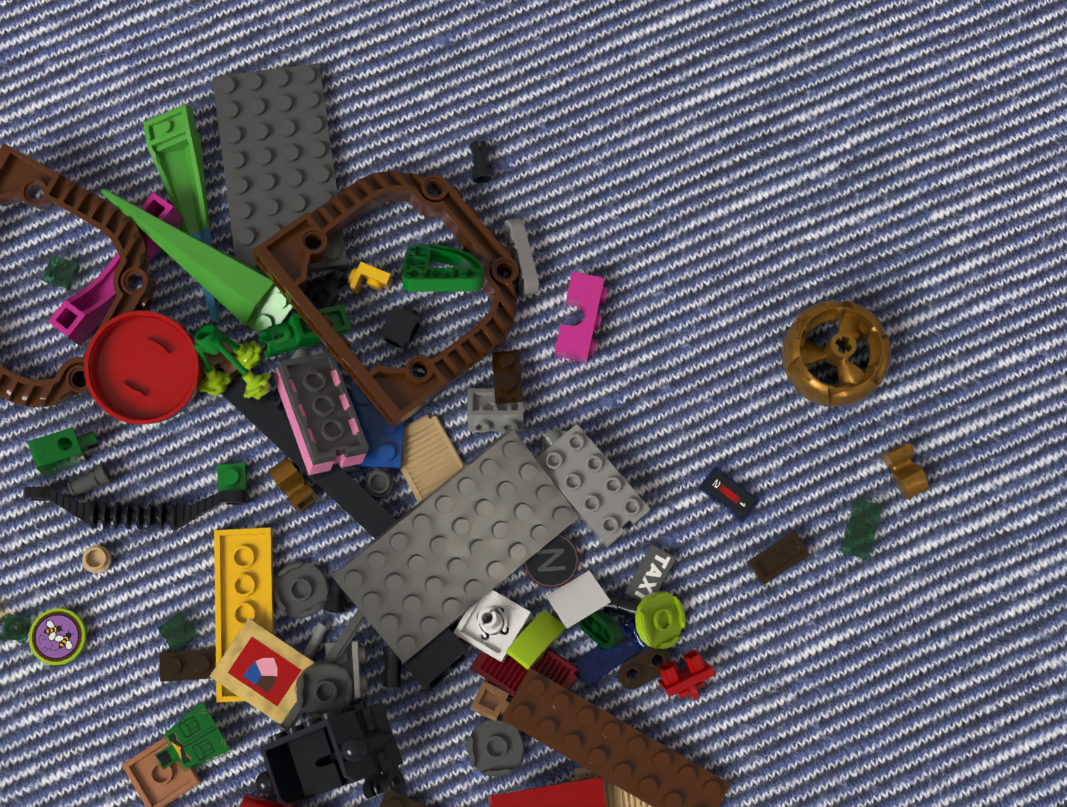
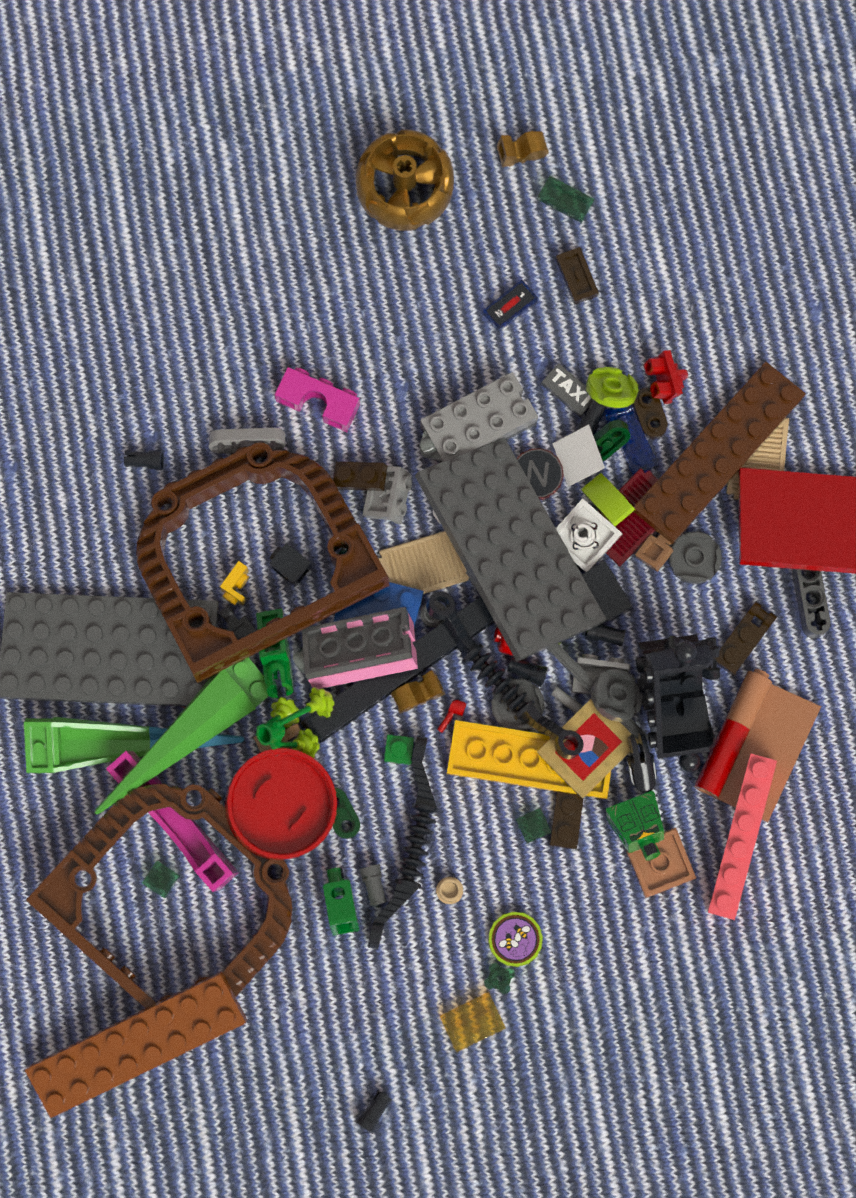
camera: 80 degrees left, 0 degrees up
(158, 435) = (345, 813): none -> dark green plate
(254, 732) = (641, 764): none -> black arm
(286, 527) = (457, 707): none -> red hand
(291, 596) = (471, 652): none -> black piece
(420, 277) = (253, 530): green beam -> none

